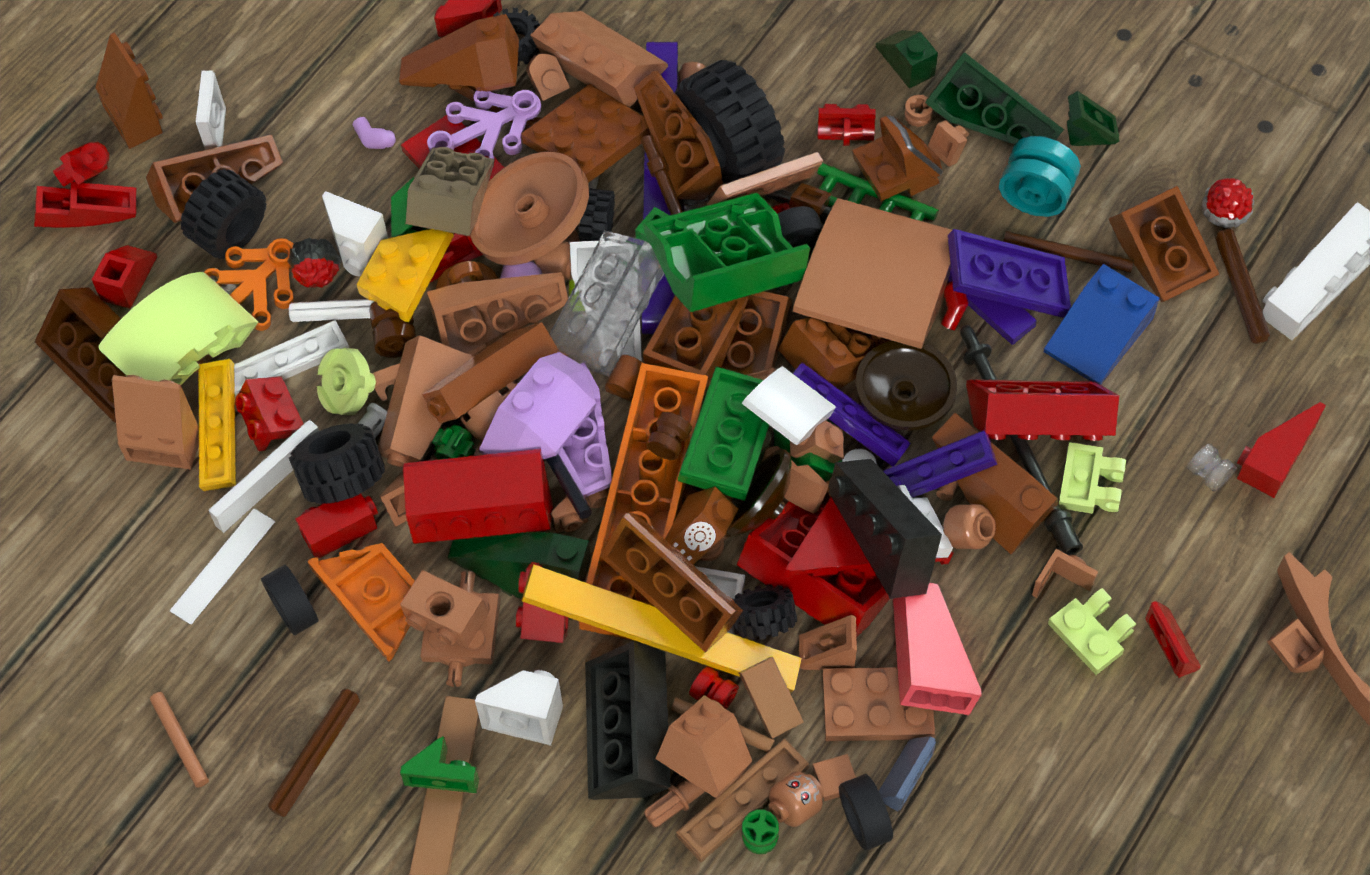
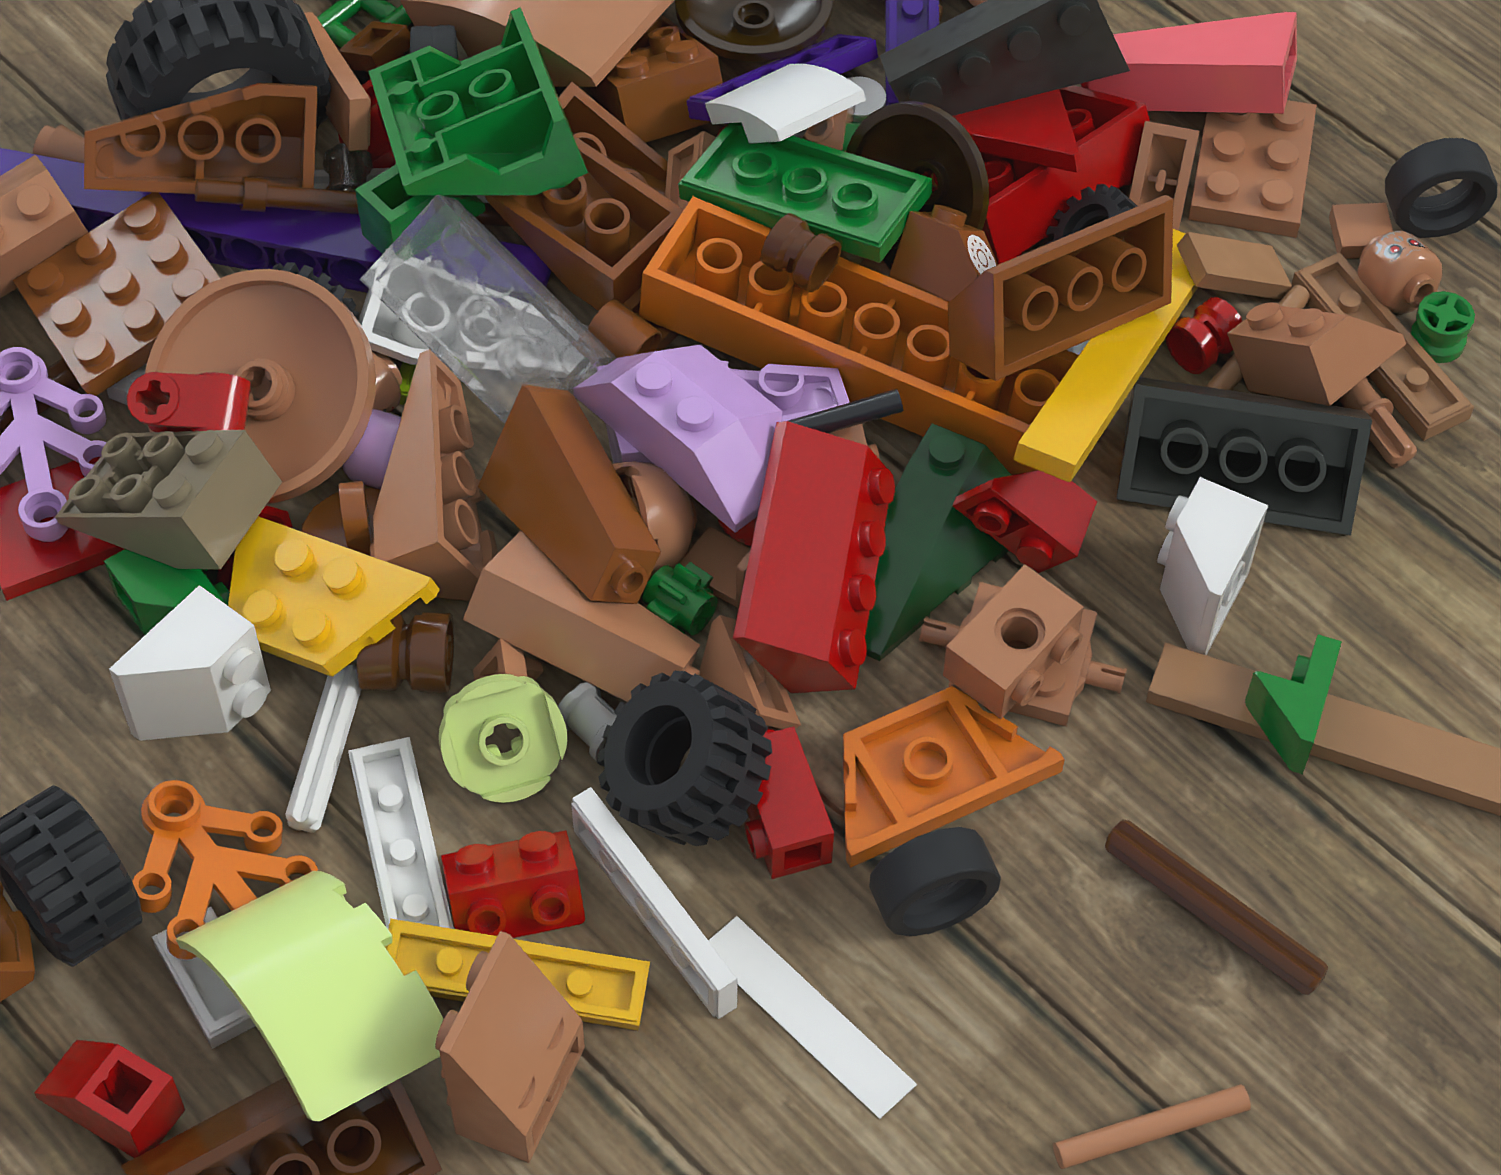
camera: 80 degrees left, 5 degrees down
(314, 262) = (221, 755): piece -> none
(499, 180) = (195, 401): none -> red piece
(907, 771) = (1362, 139): sand blue slope -> none

